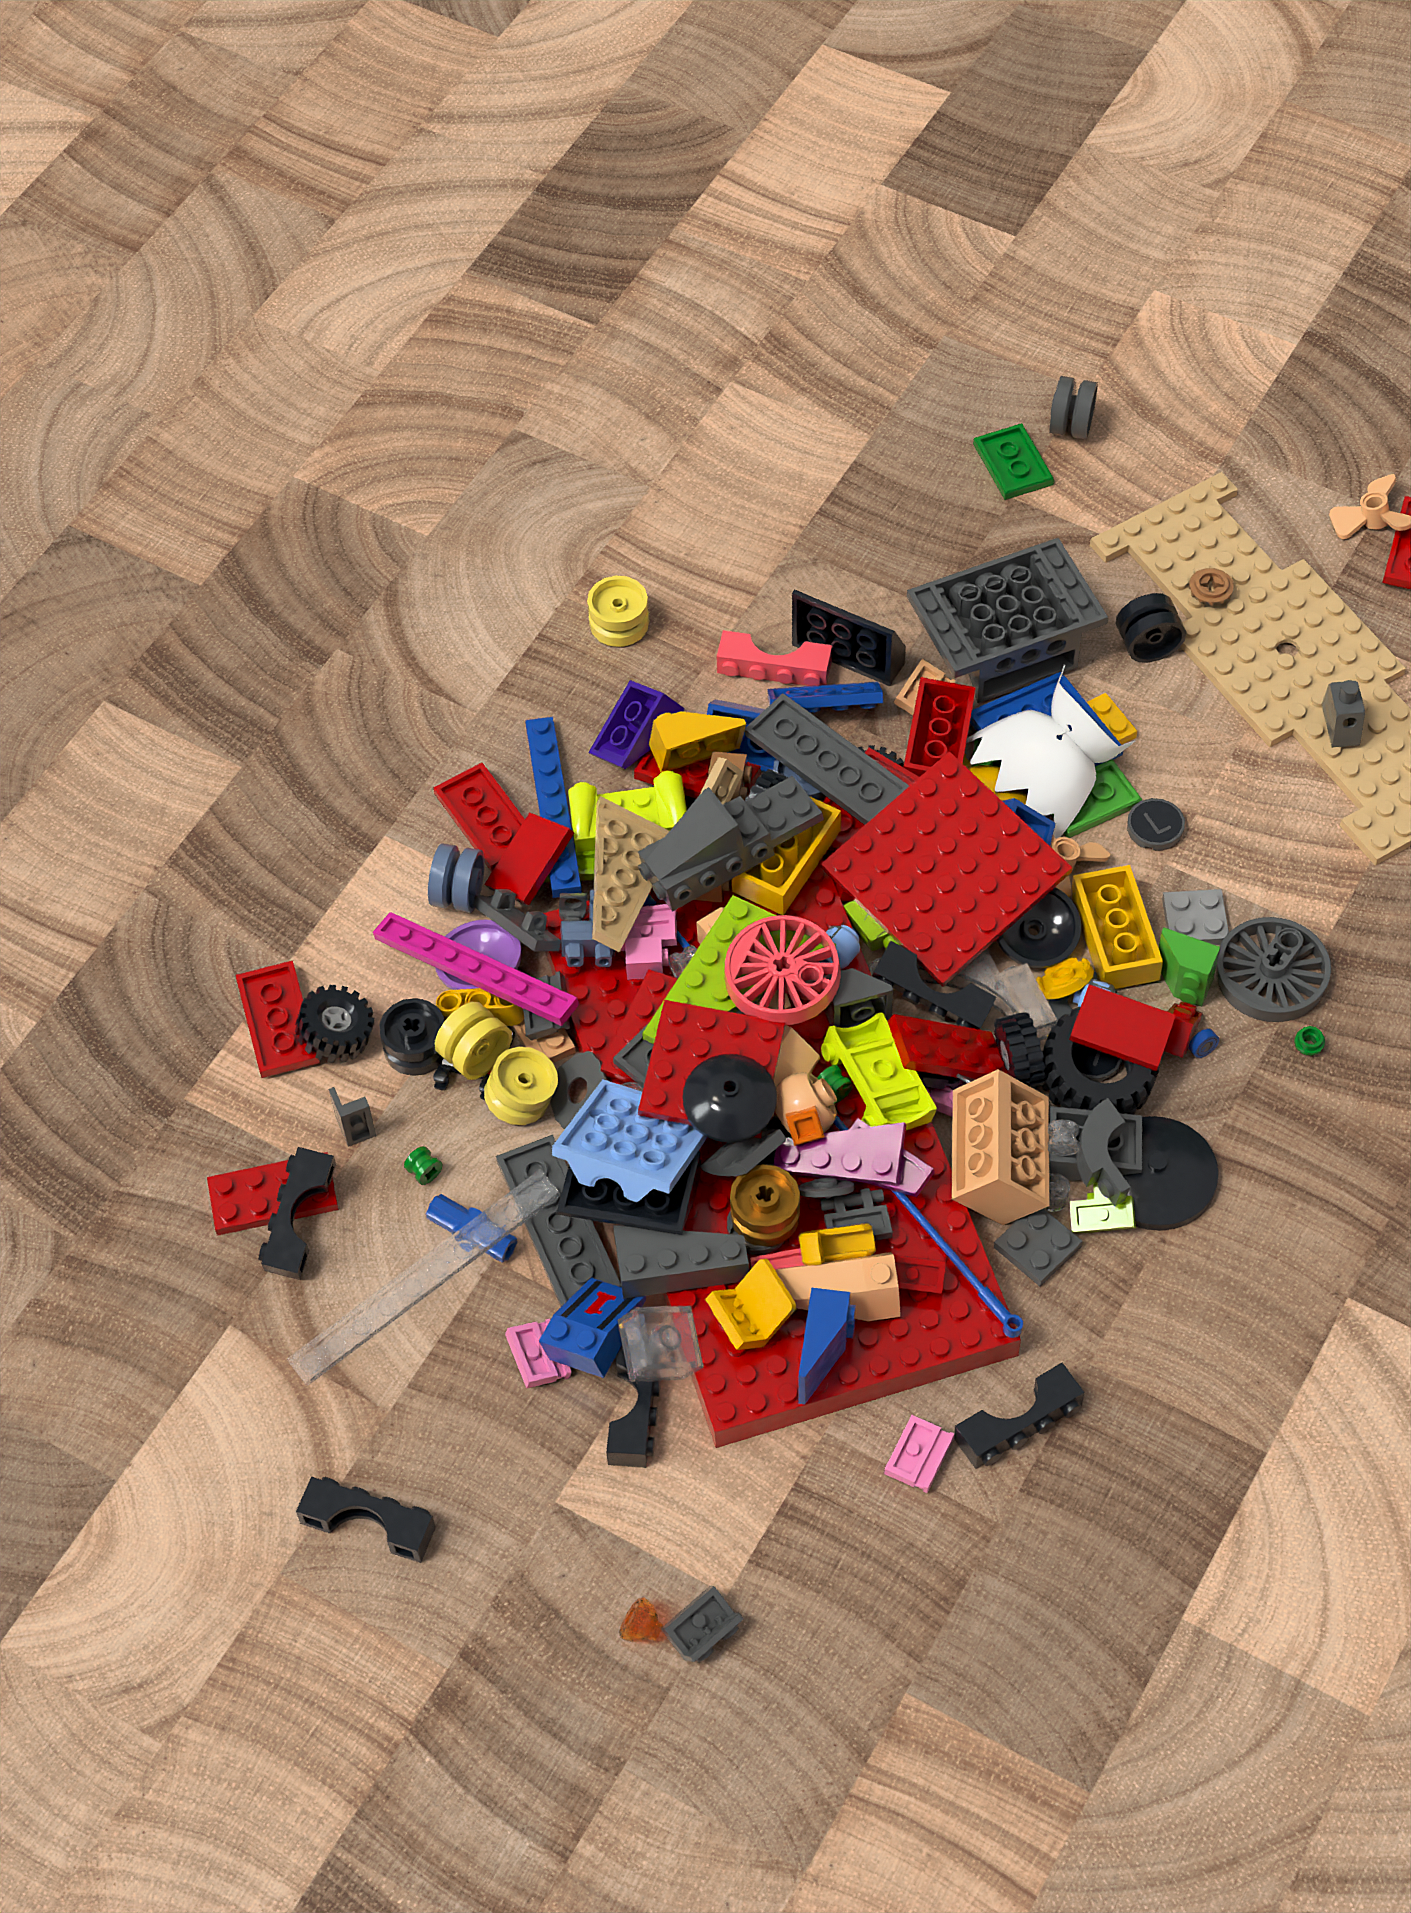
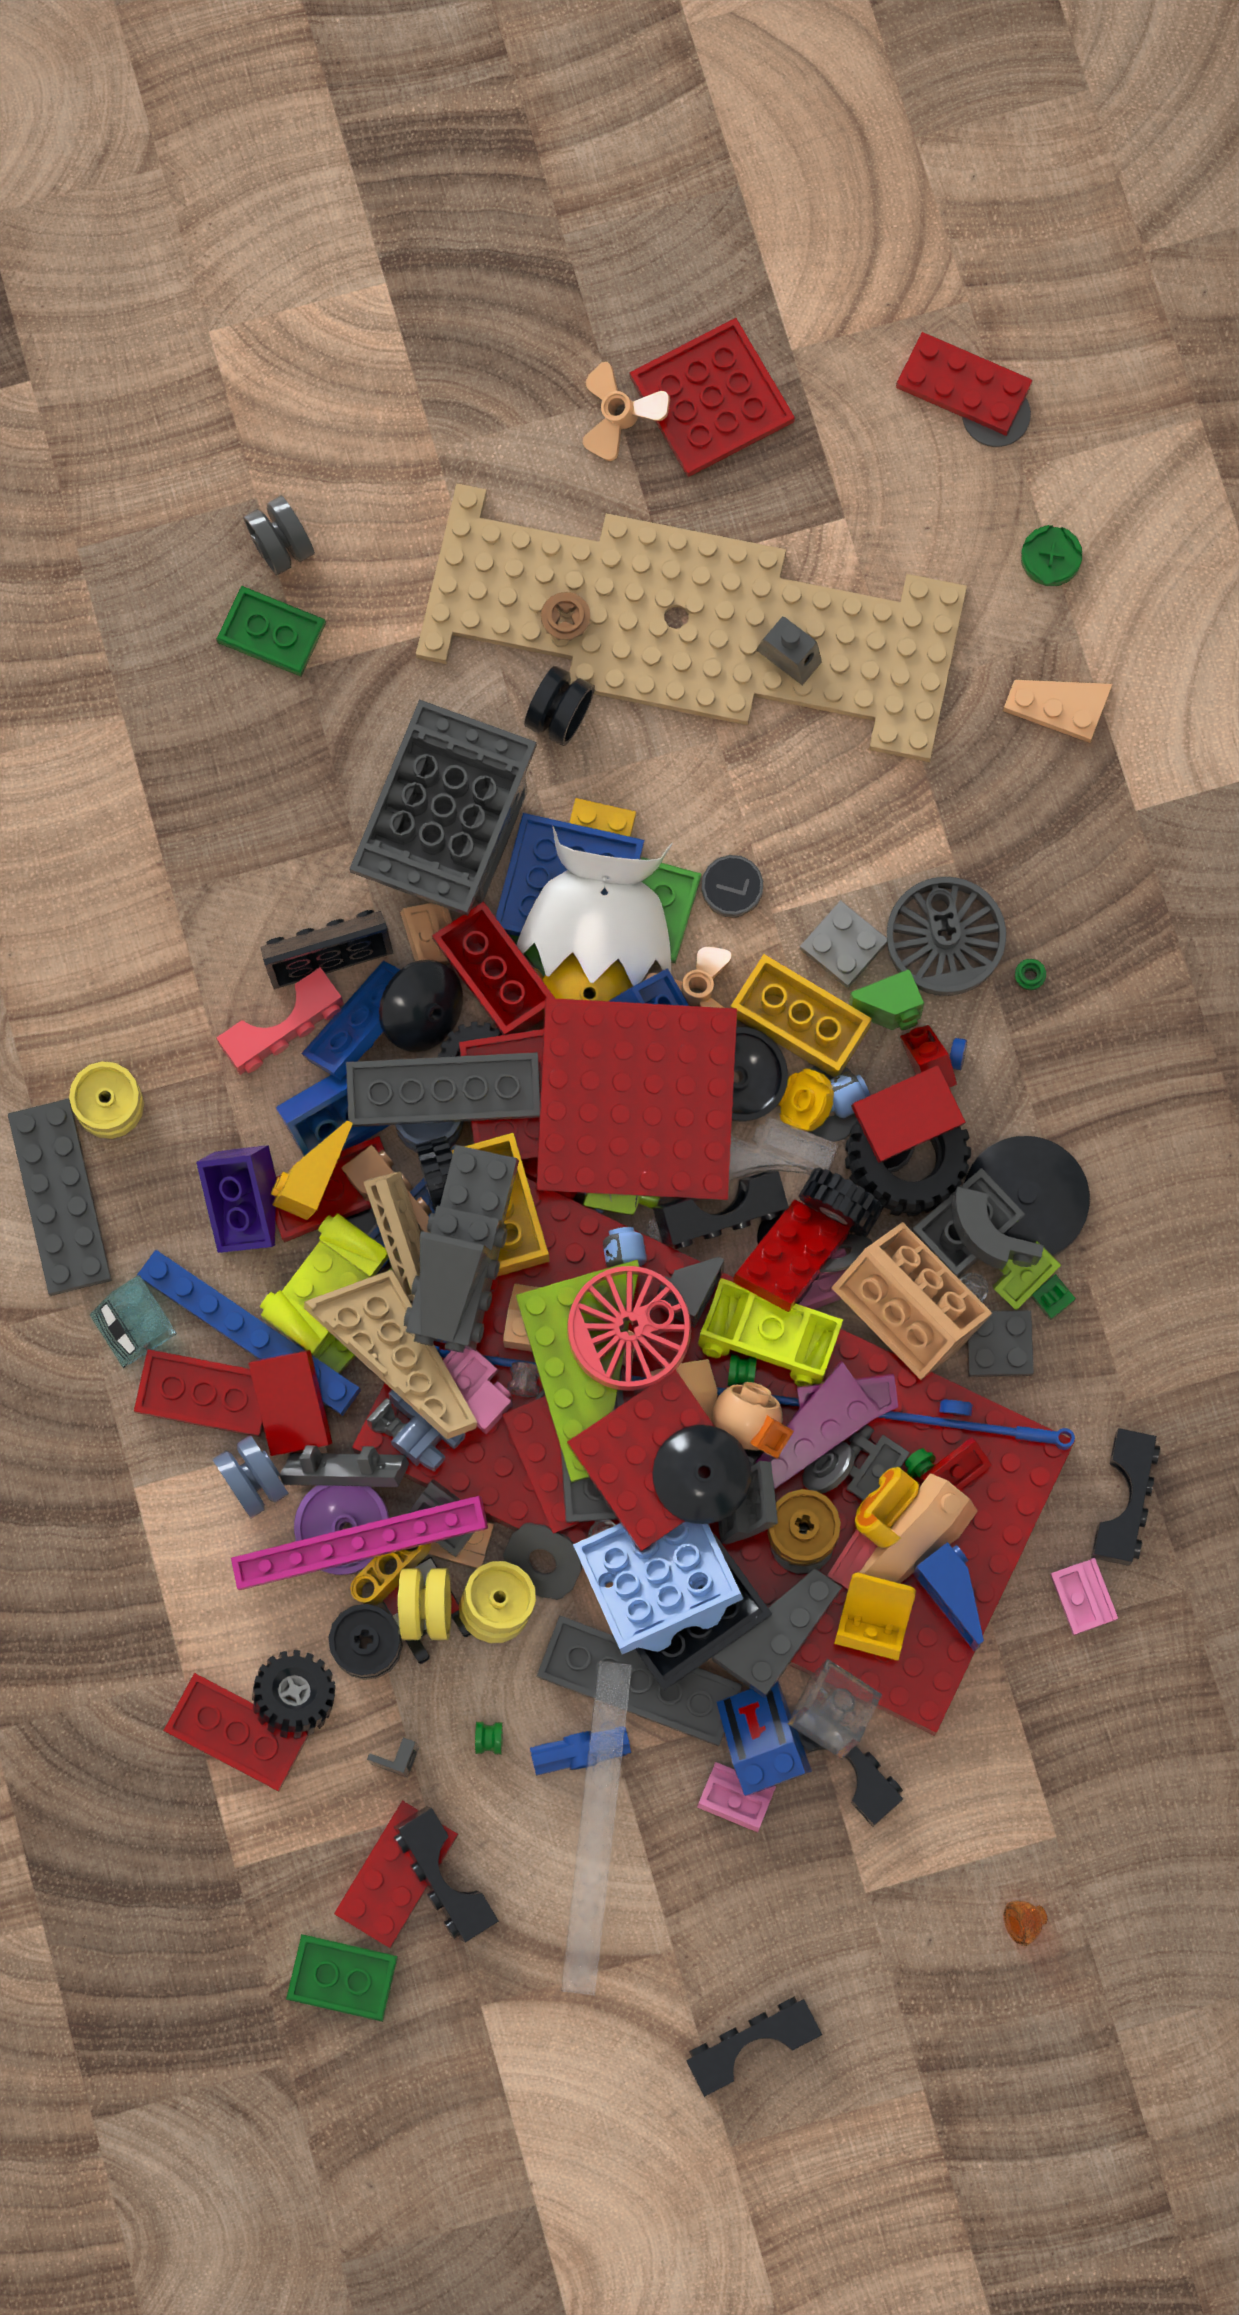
camera: 45 degrees left, 20 degrees up
(167, 1222) = (342, 1977): none -> green tile
(494, 740) = (132, 1321): none -> clear light blue slope
(529, 646) = (59, 1197): none -> dark grey plate
(702, 1625) = (1070, 1879): dark grey bracket -> none
(869, 695) = (410, 1001): none -> black dish
(892, 1243) = (919, 1463): none -> green plate
(956, 1235) = (956, 1407): none -> blue tile
(1063, 1137) = (953, 1250): clear wheel -> none
(1108, 1249) = (1053, 1297): none -> green tile

